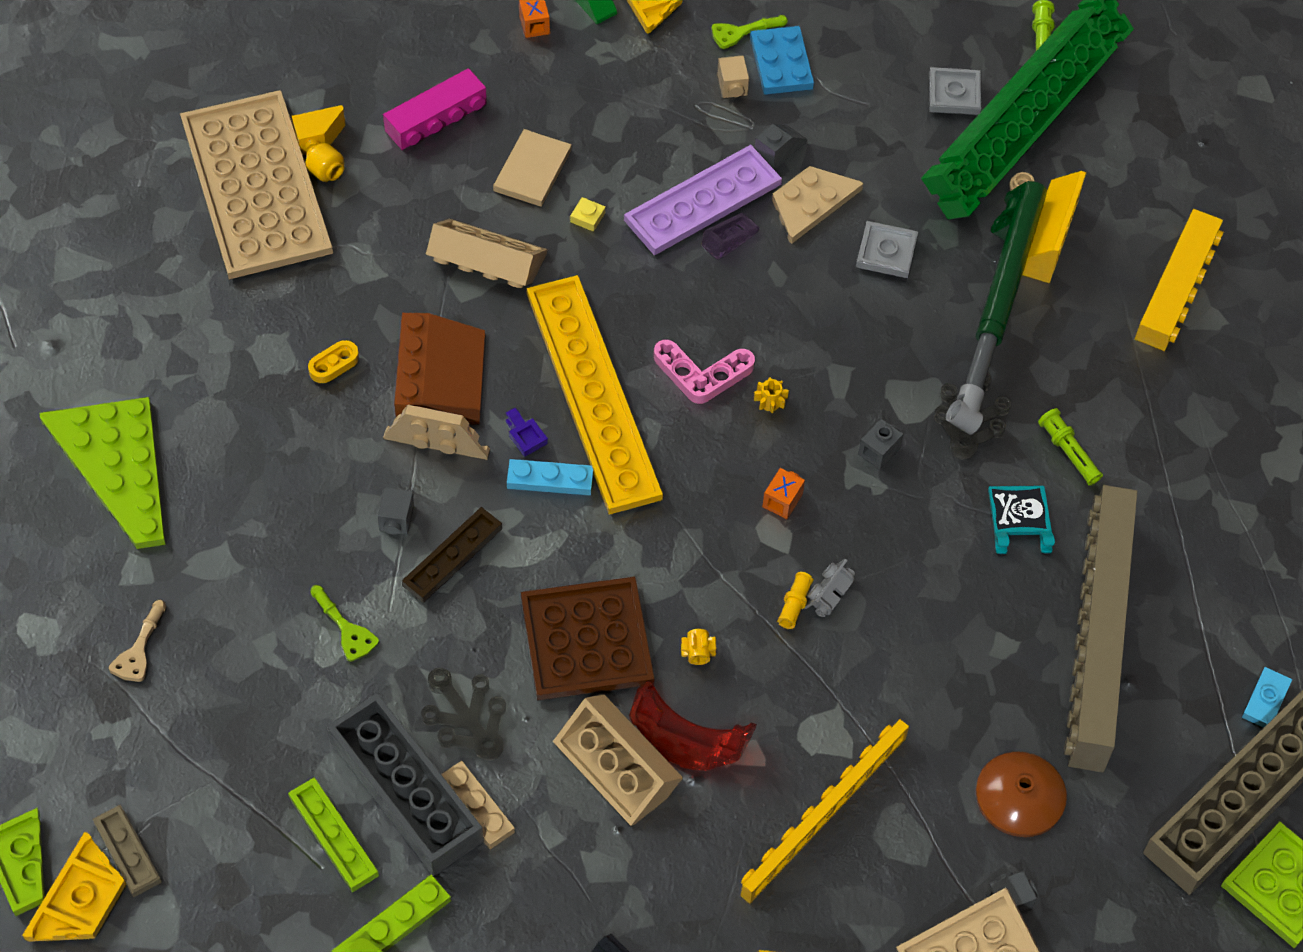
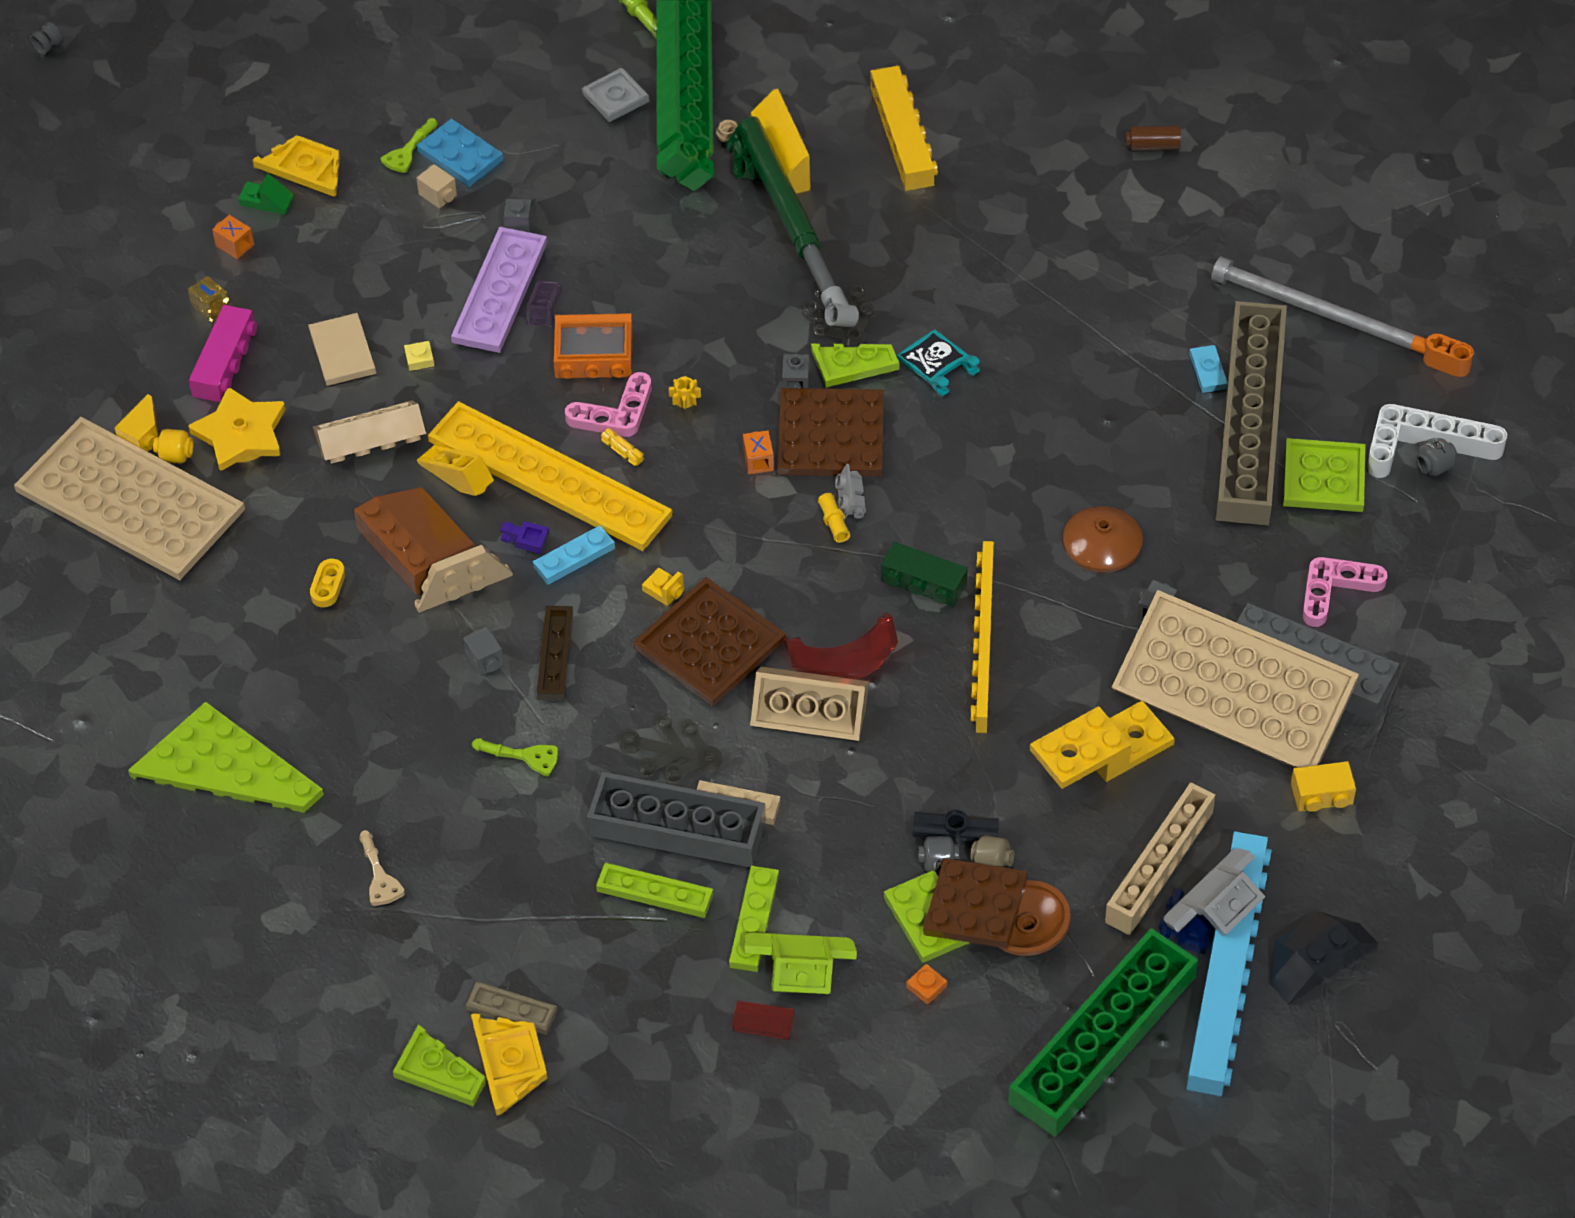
camera: 35 degrees left, 5 degrees down
(388, 183) = (240, 429): none -> yellow plate
(468, 54) = (208, 298): none -> clear yellow brick
(523, 334) = (458, 469): none -> yellow slope
(596, 559) = (664, 586): none -> yellow bracket
(677, 408) = (622, 447): none -> yellow axle
(698, 646) = (796, 592): yellow gear -> none
(733, 301) = (593, 346): none -> orange window
(811, 199) = (580, 238): tan wing -> none
(824, 711) = (924, 574): none -> dark green brick
(866, 518) = (830, 429): none -> reddish brown plate
(887, 249) = (672, 238): light grey plate -> none
(938, 466) = (849, 364): none -> lime wing
(1066, 434) = (919, 287): lime pin -> none
(1101, 629) = (1064, 392): dark tan brick -> none

